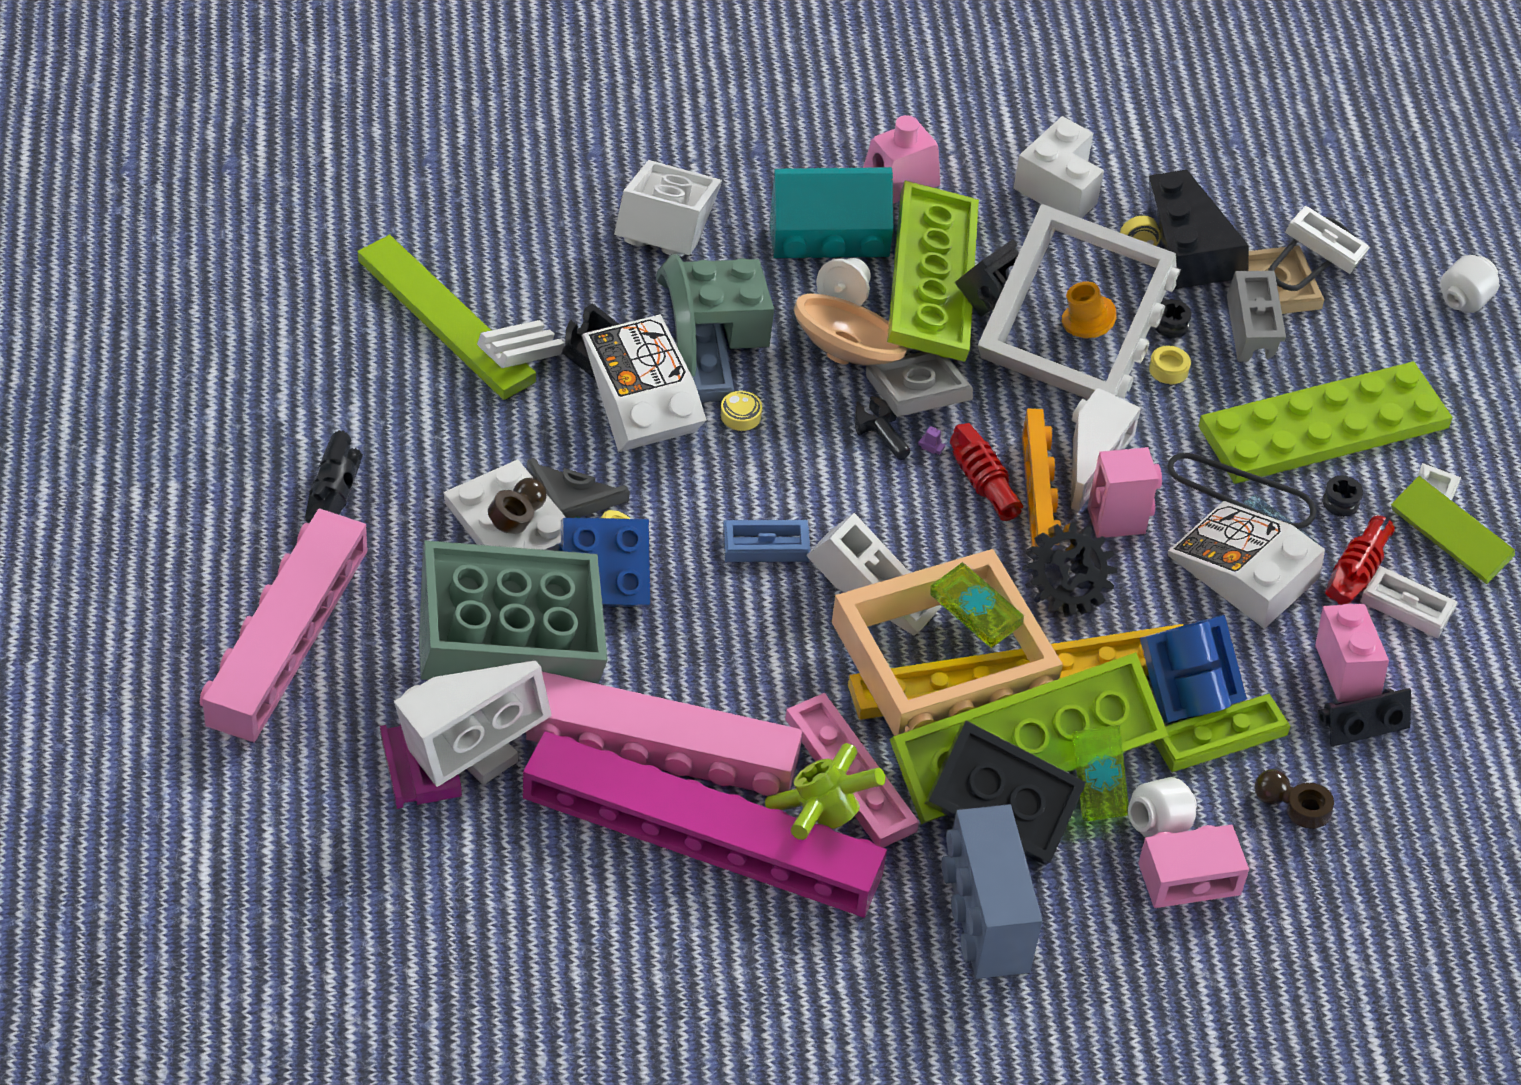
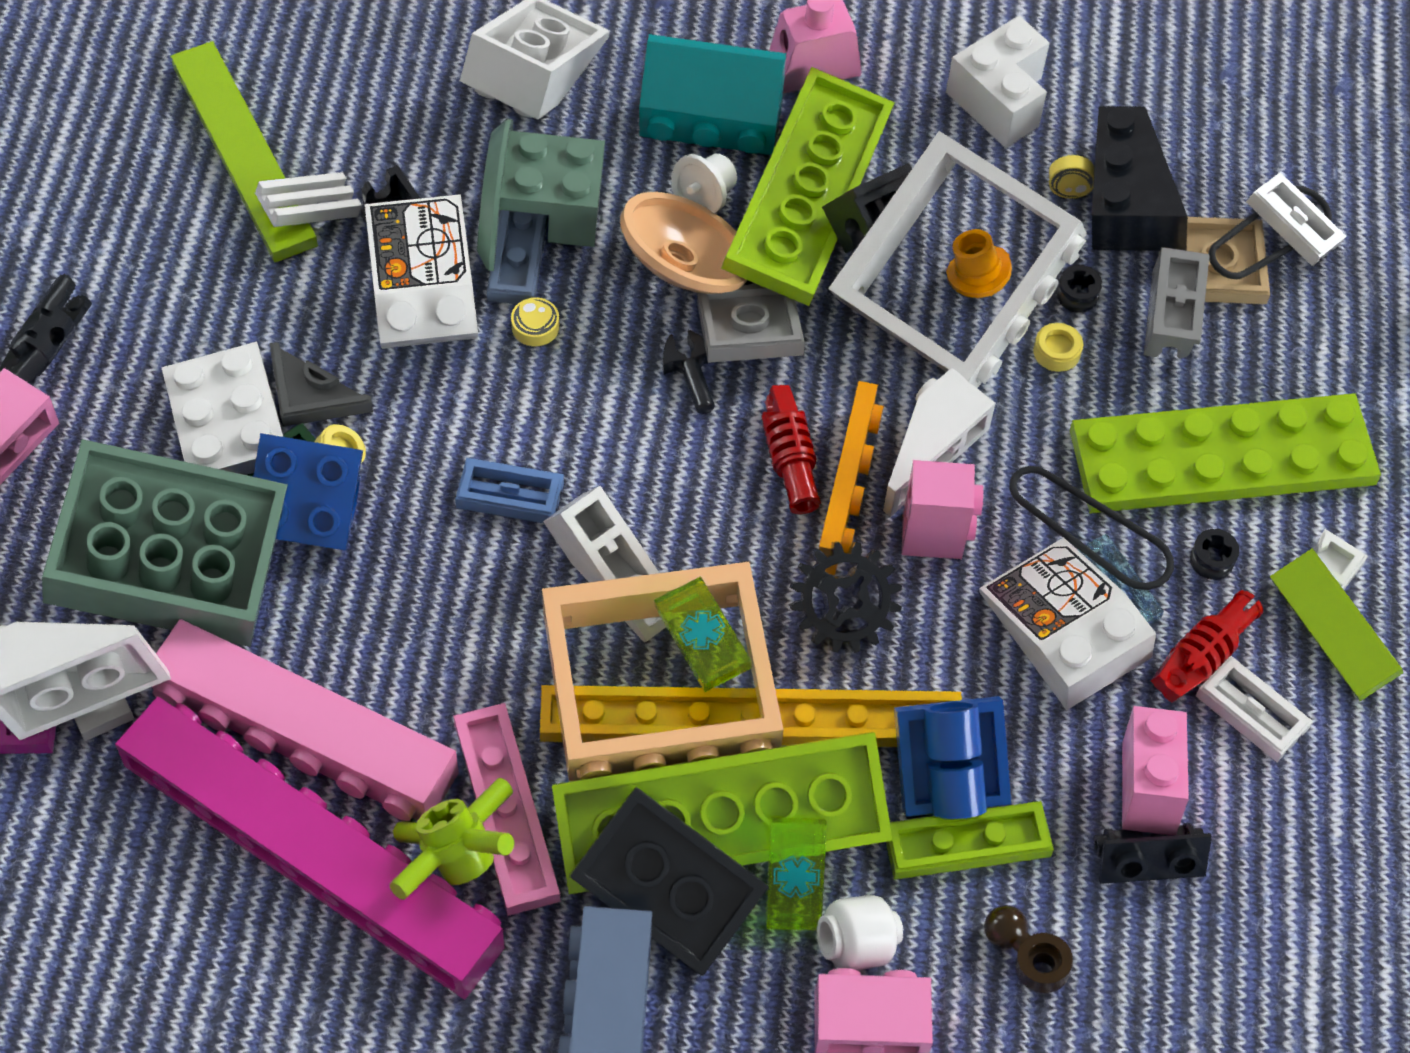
camera: 15 degrees right, 10 degrees up
(514, 509) = (241, 393): dark brown plate -> none
(931, 441) = (744, 398): medium lavender piece -> none

